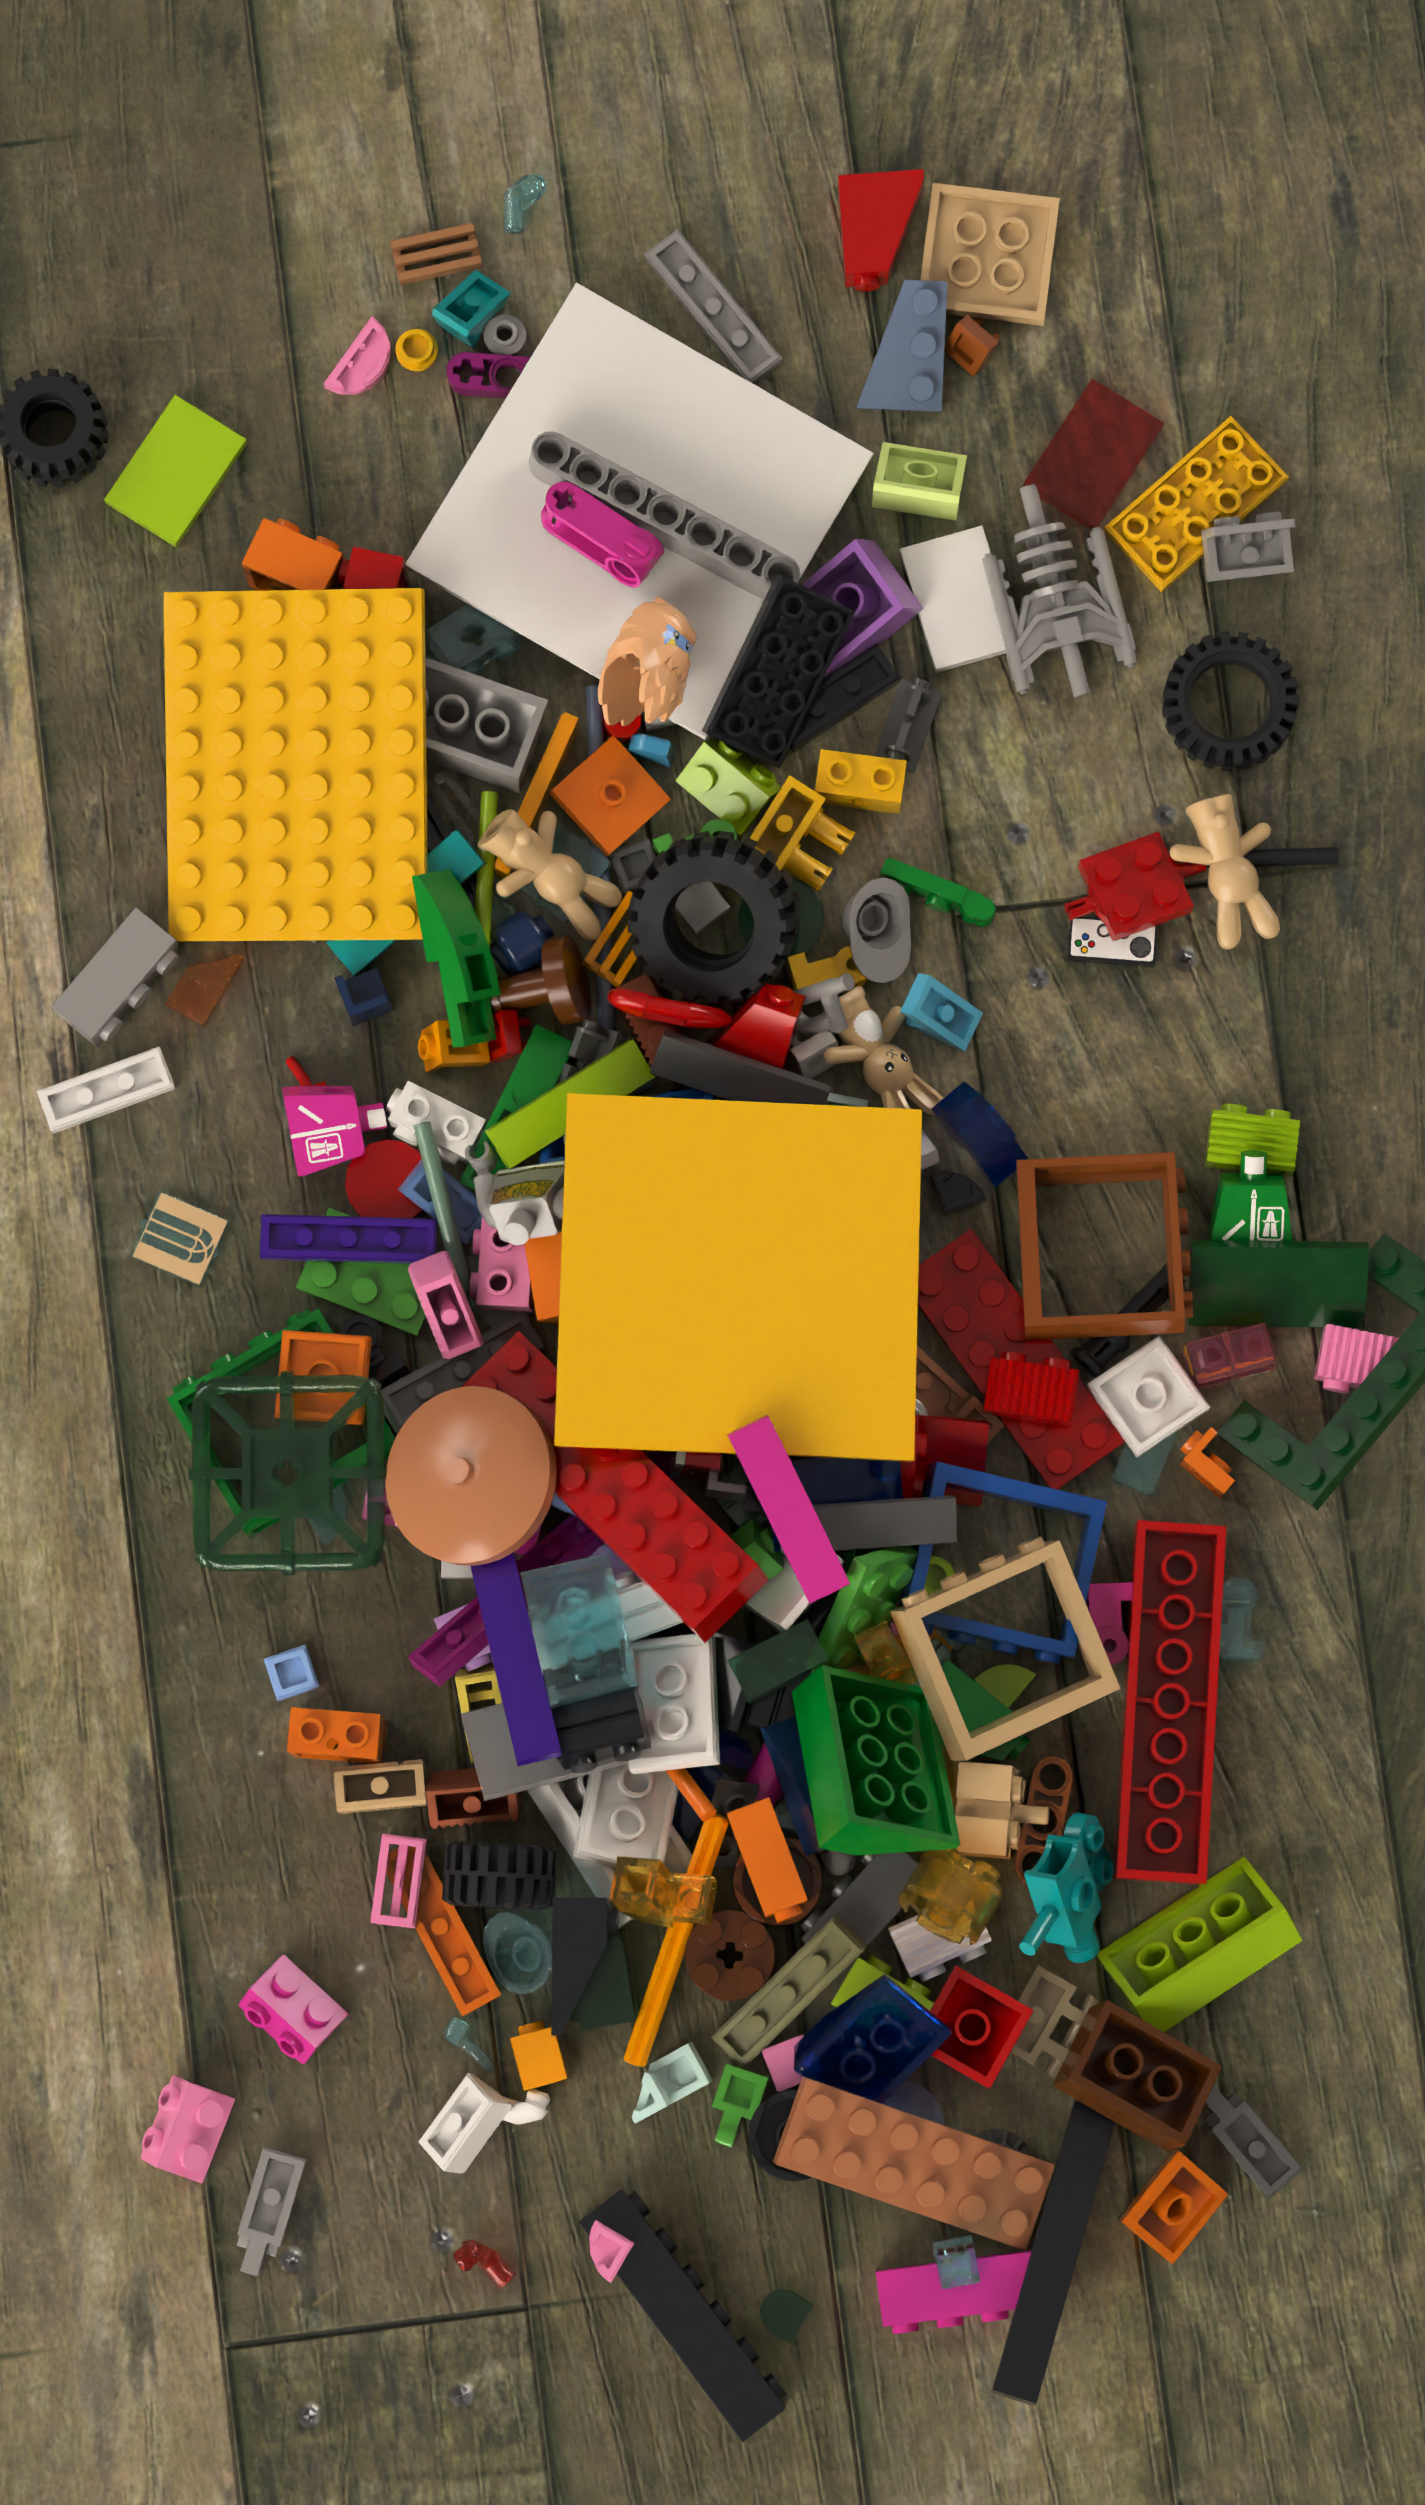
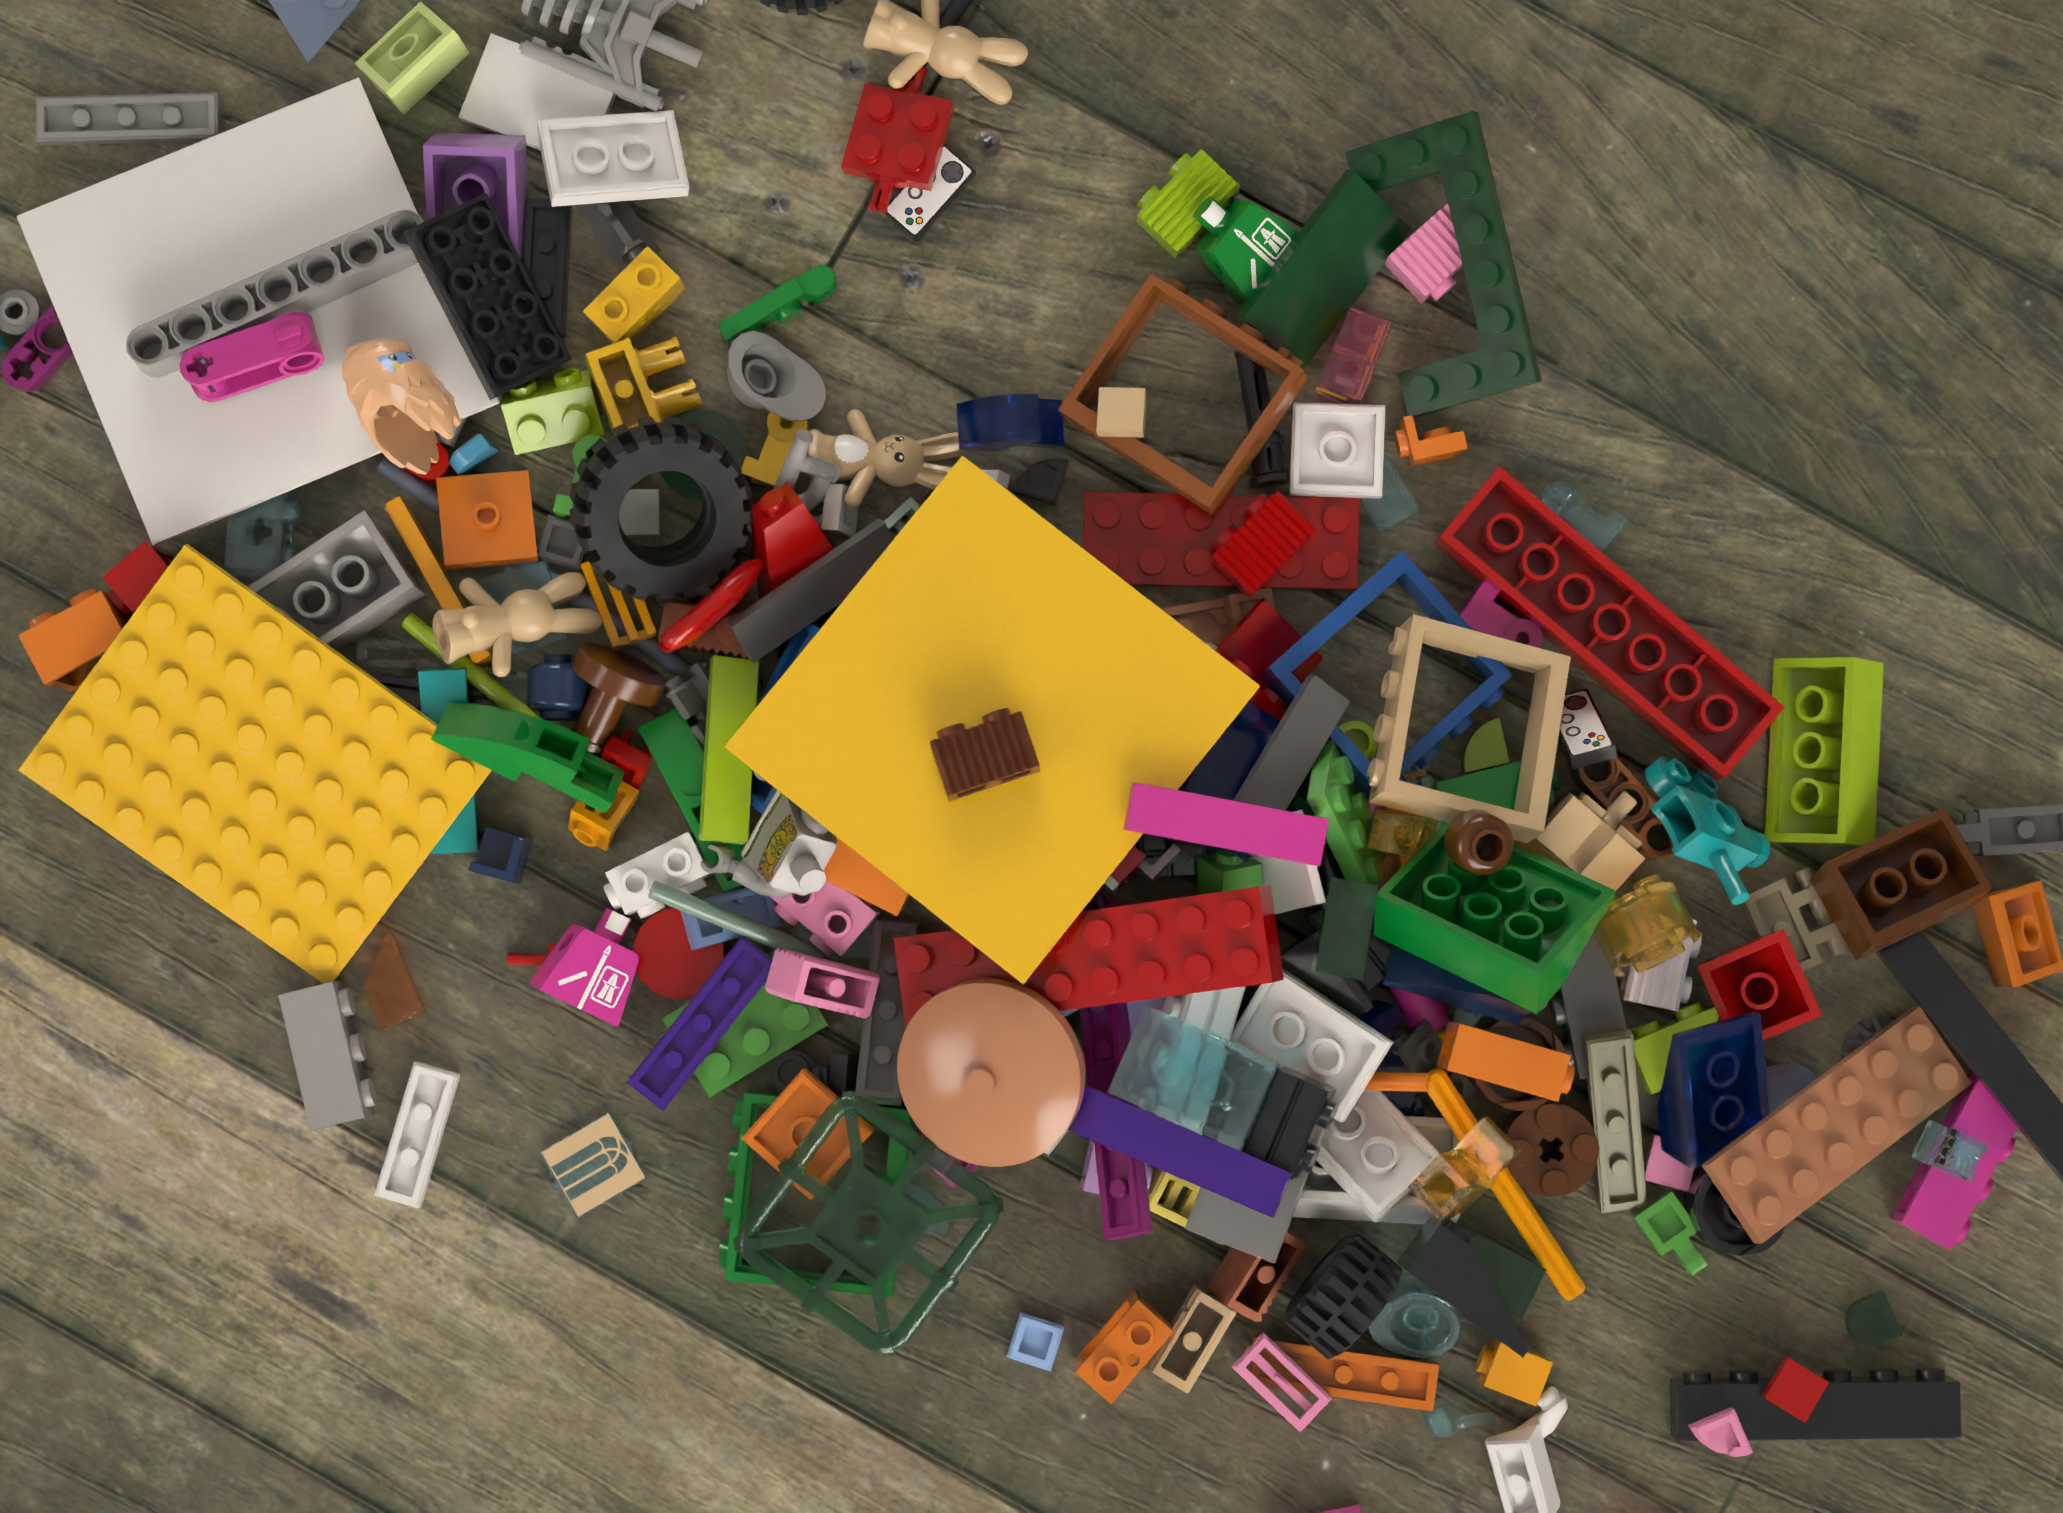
camera: 55 degrees left, 5 degrees up
(671, 2080) = (1611, 1273): light aqua slope -> none
(684, 2281) = (1795, 1389): none -> red tile
(705, 1288) = (984, 754): none -> copper brick
(912, 1726) = (1479, 842): none -> reddish brown head
(940, 1012) = (883, 380): medium azure slope -> none
(955, 685) = (612, 158): none -> white tile
(1049, 1207) = (1121, 412): none -> tan tile
(1072, 1741) = (1583, 731): none -> tile

